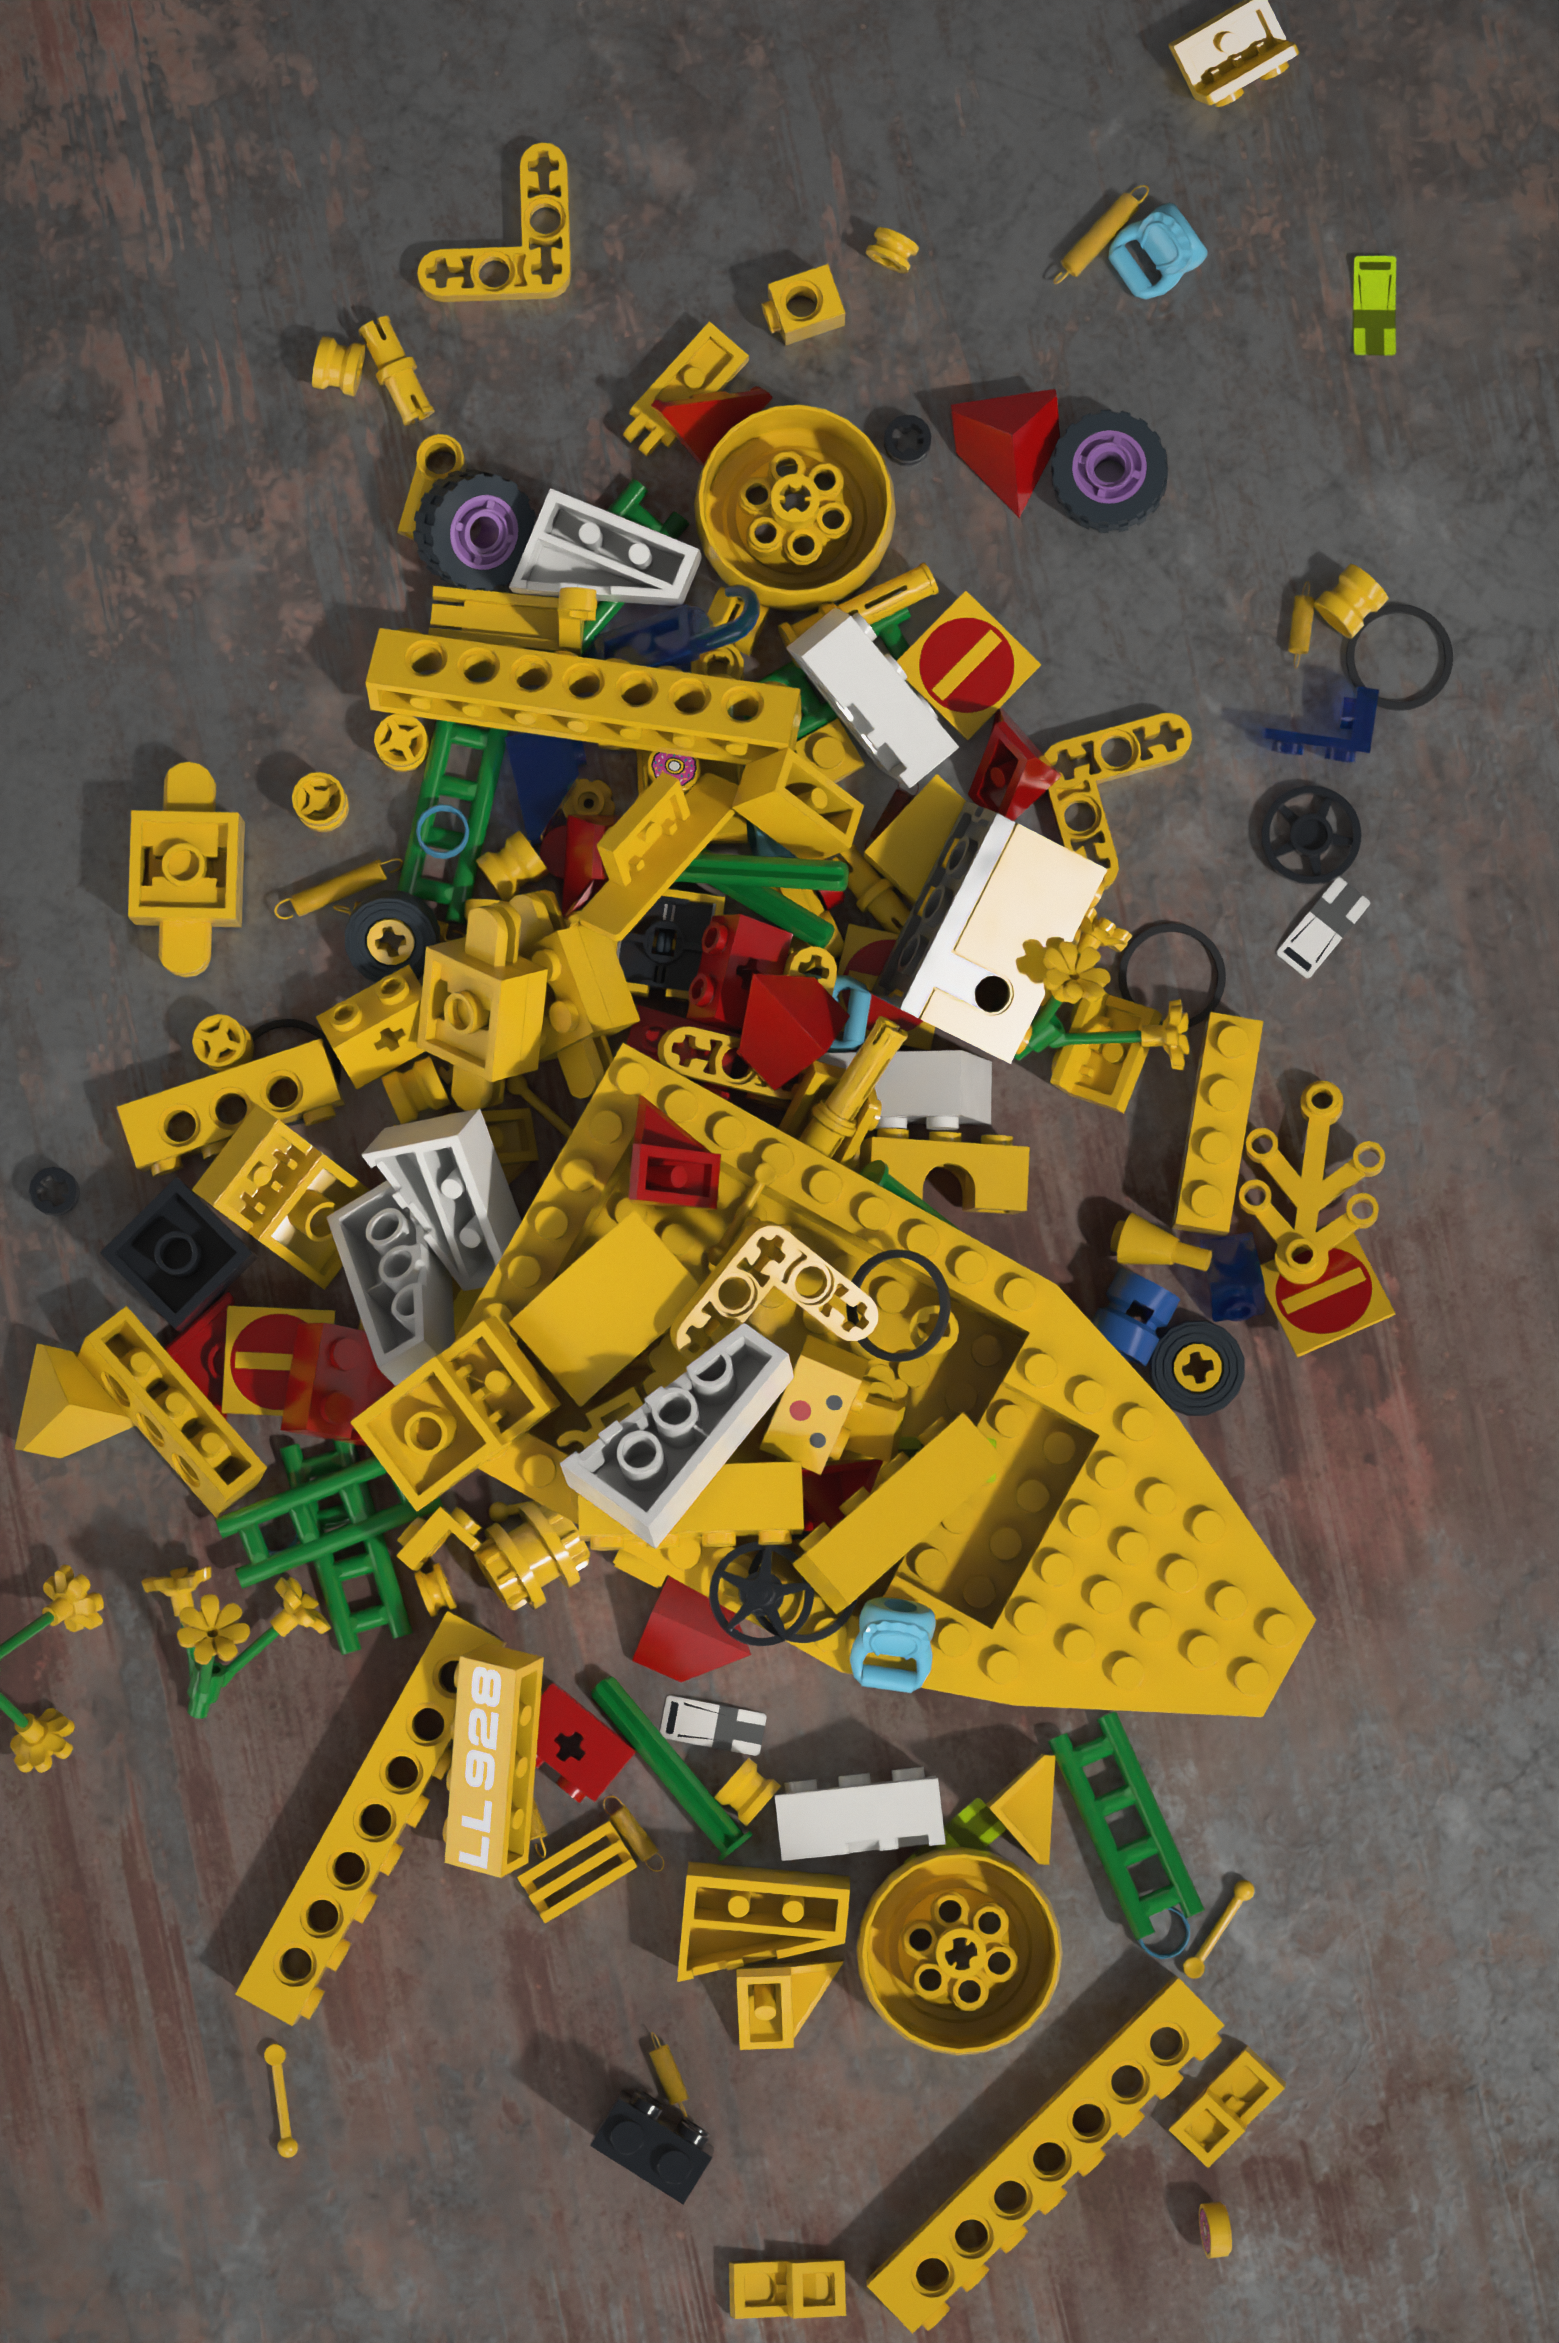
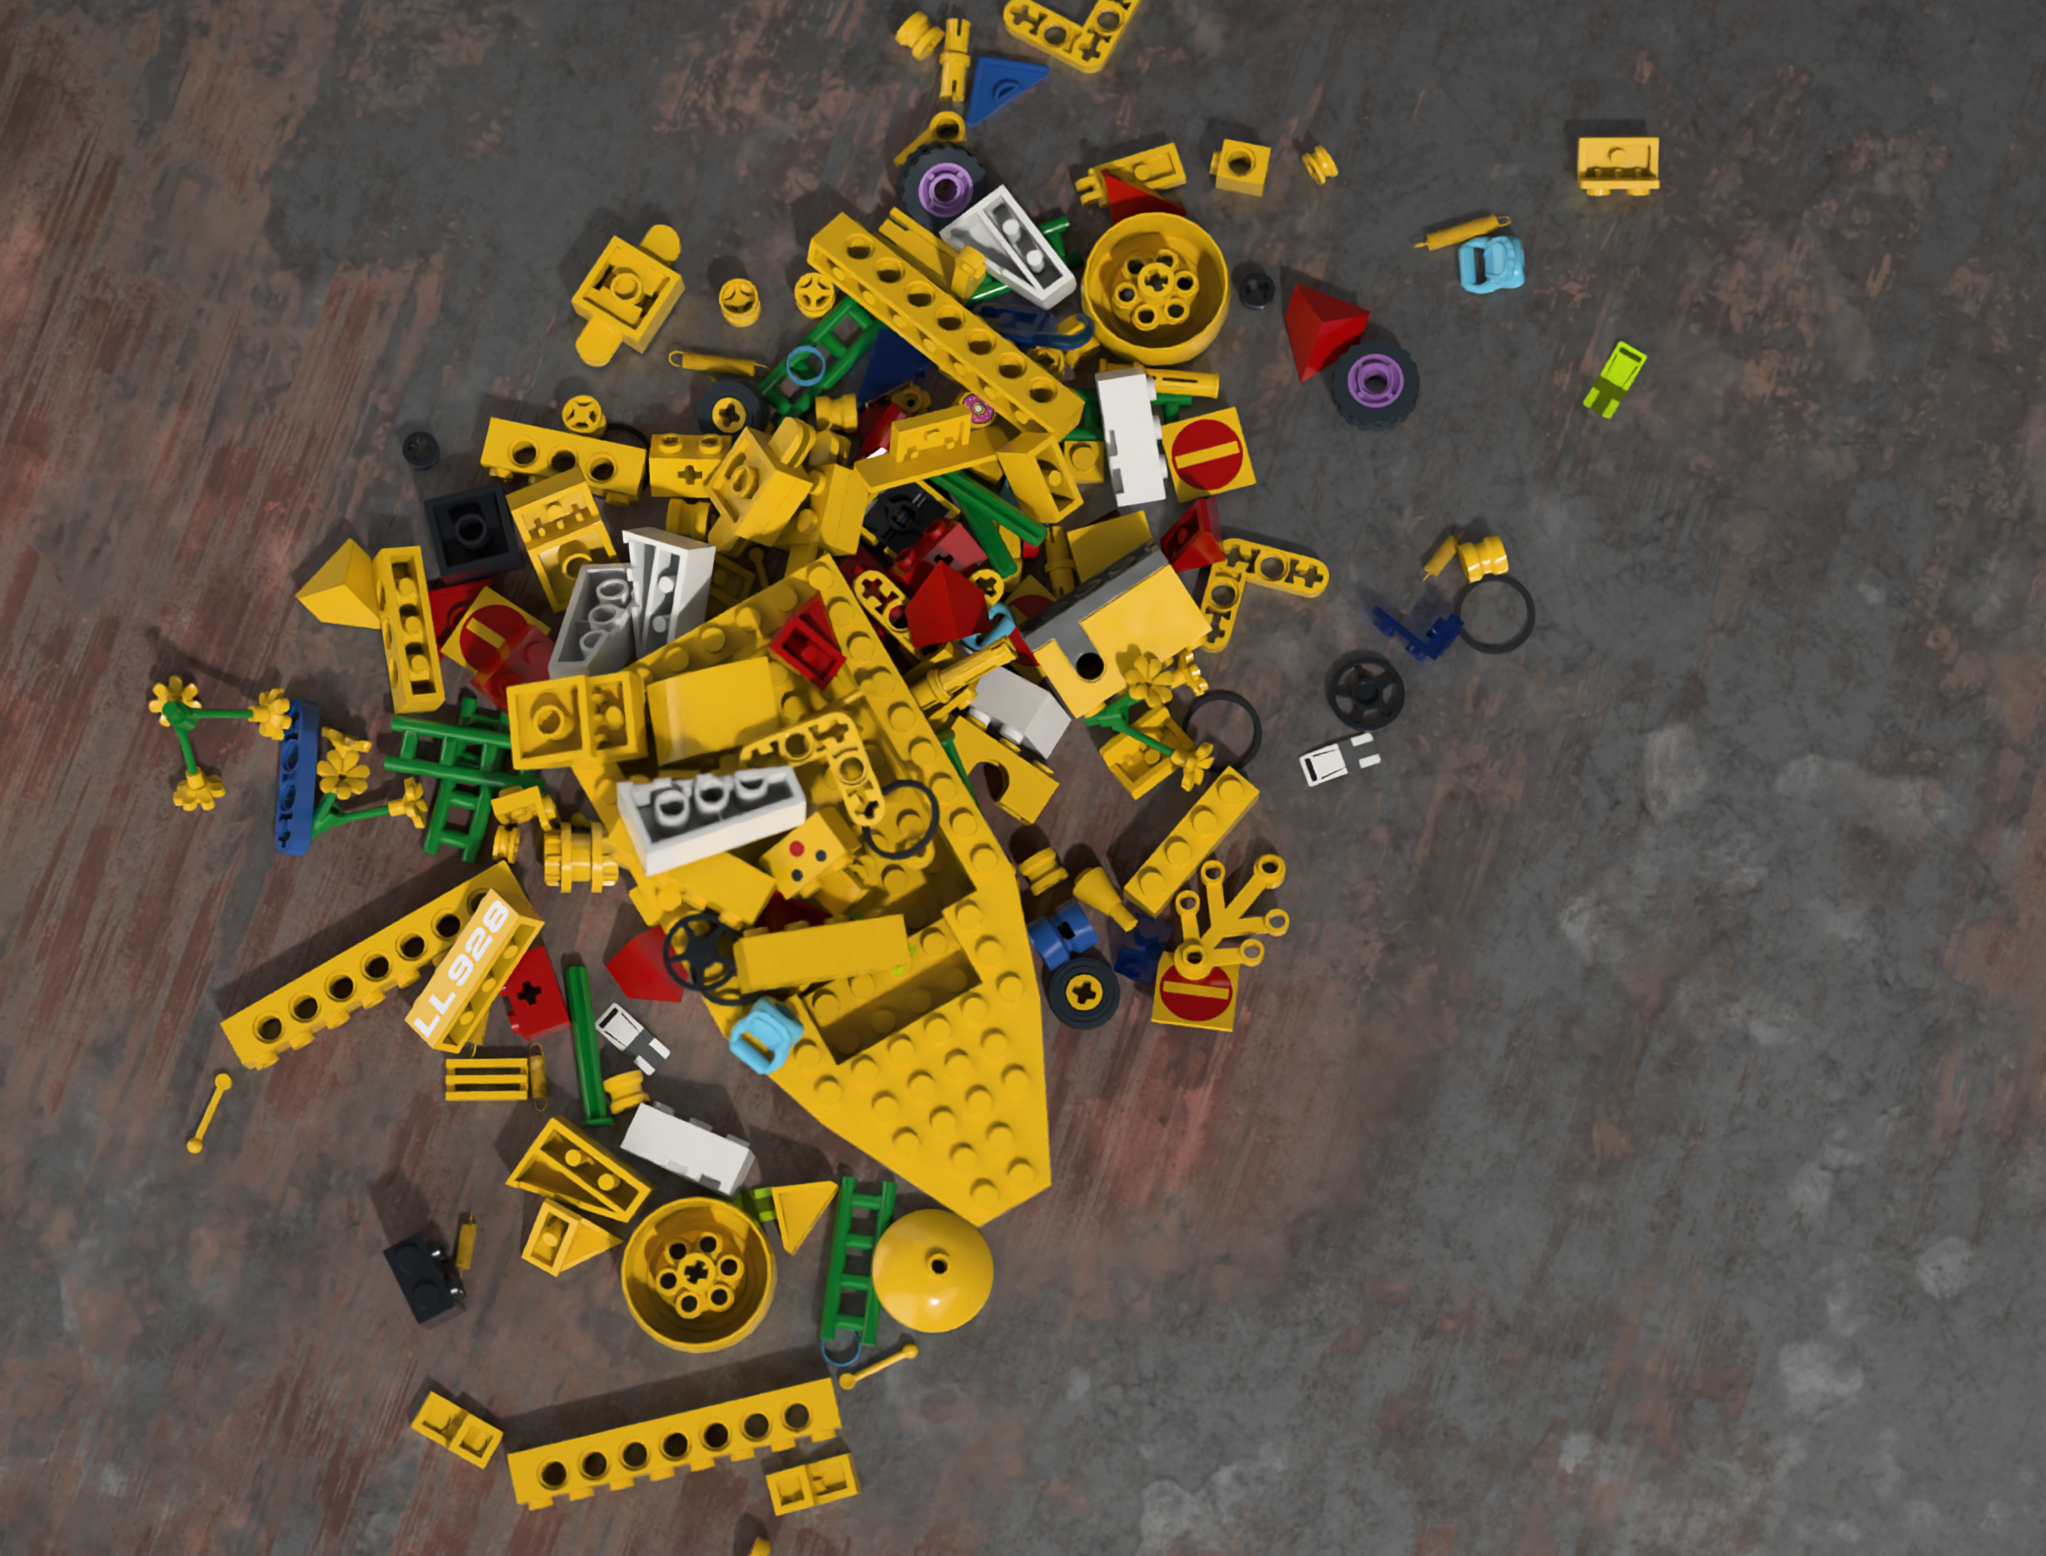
camera: 35 degrees right, 5 degrees down
(171, 1708) = (297, 779): none -> blue beam
(462, 368) = (998, 83): none -> blue tile
(1068, 1256) = (1043, 871): none -> yellow wheel
(1190, 1808) = (905, 1274): none -> yellow dish

